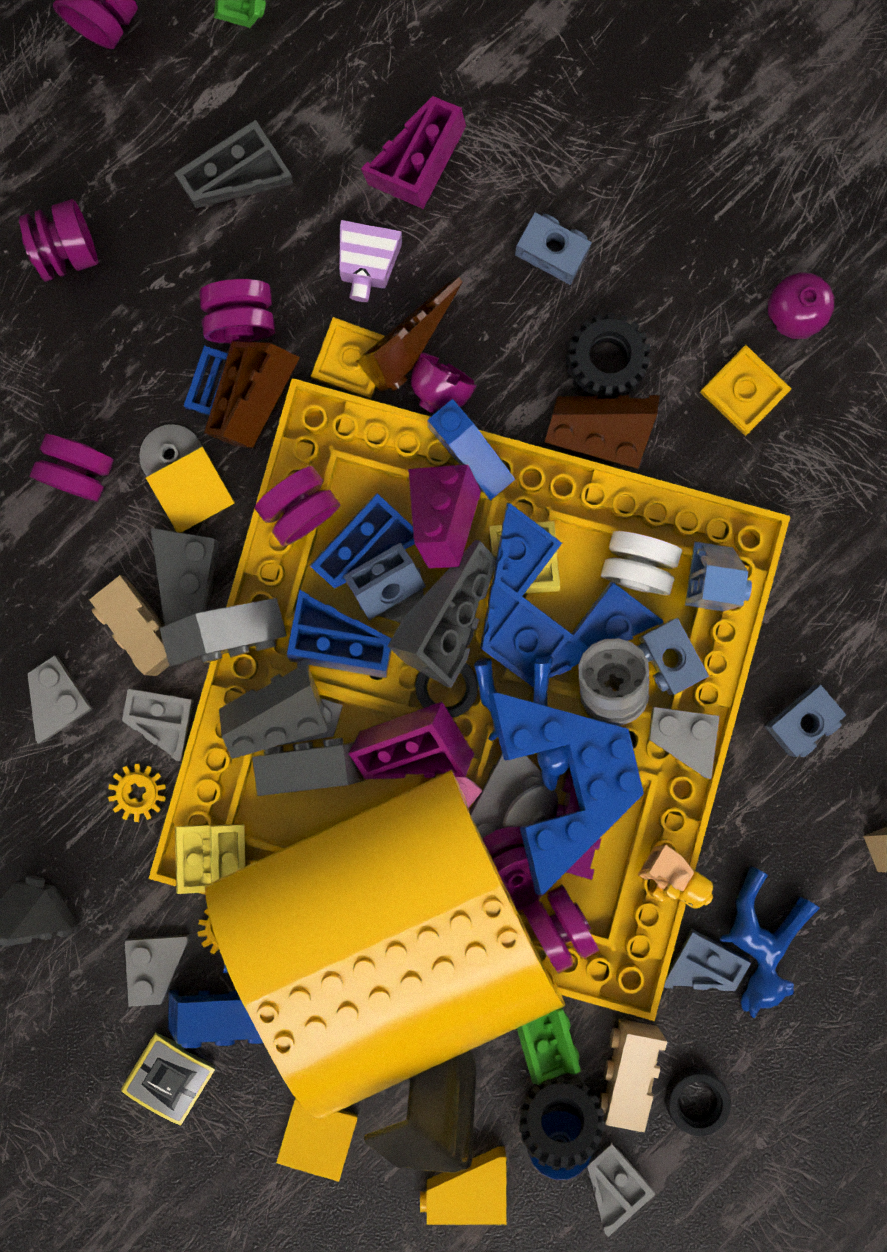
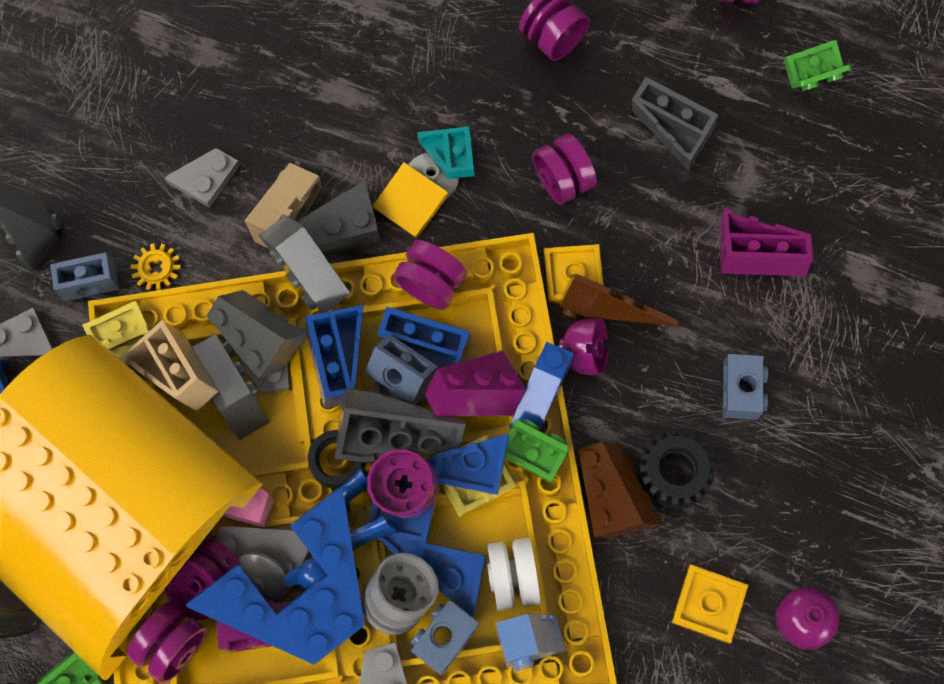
camera: 70 degrees right, 15 degrees down
(72, 465) = (386, 106): magenta wheel -> none
(118, 872) = (84, 276): none -> sand blue brick
(153, 422) = (450, 151): none -> teal wing
(160, 719) = (220, 256): light grey wing -> none
(197, 379) = (502, 188): blue tile -> none
(248, 391) = (505, 205): reddish brown wedge -> none
(275, 814) = (172, 365): none -> tan wedge
(367, 257) = (659, 247): lavender torso -> none
(413, 744) = (276, 451): magenta wedge -> none
(531, 484) = (535, 450): none -> bright green bracket
(535, 631) = (394, 468): none -> magenta wheel

